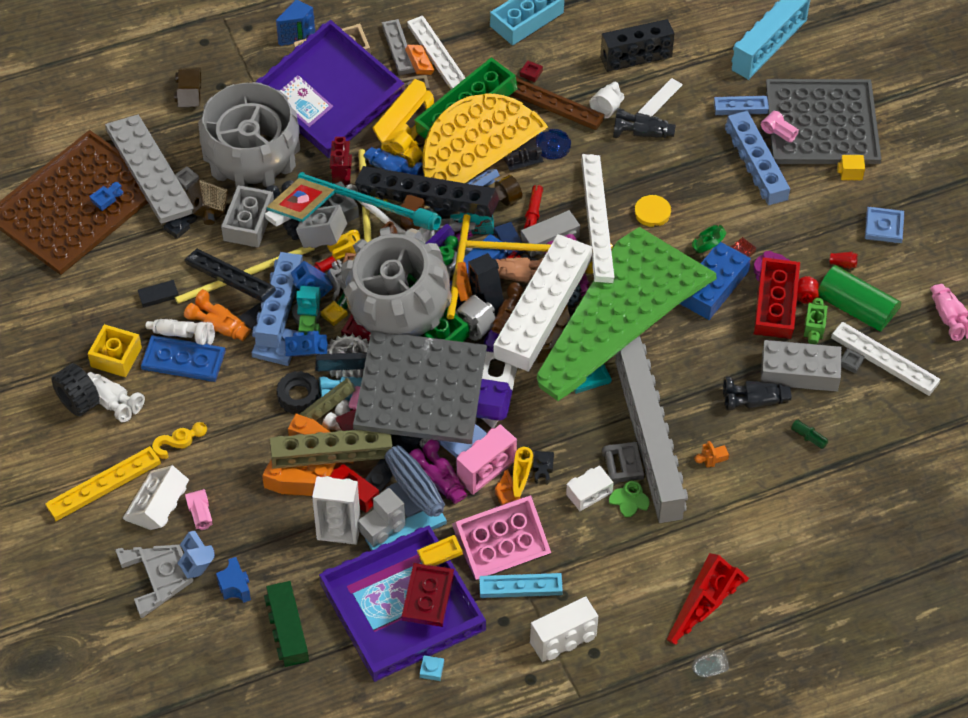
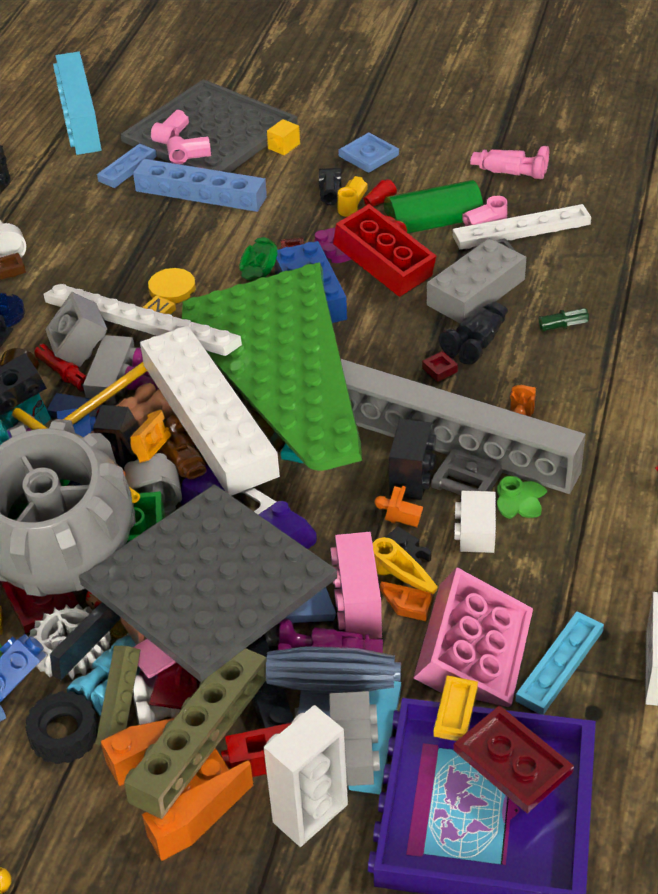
camera: 50 degrees left, 10 degrees down
(432, 668) = (612, 831): medium azure plate -> none
(499, 291) = (150, 436): none -> light orange plate
(559, 194) = (76, 329): none -> light grey brick
(566, 443) = (399, 510): none -> orange piece
(603, 425) = (412, 458): none -> black brick
(626, 219) = (161, 305): none -> yellow tile
(643, 125) = (62, 236): black piece -> none
(661, 97) = (47, 216): white sticker -> none
(704, 394) = (440, 366): none -> dark red plate
(786, 103) = (170, 127): none -> bright pink piece
(815, 311) = (437, 243): bright green piece -> none
(823, 245) = (350, 196): none -> yellow piece
(830, 223) = (329, 184): none -> black piece
(883, 333) = (494, 210): none -> bright pink piece

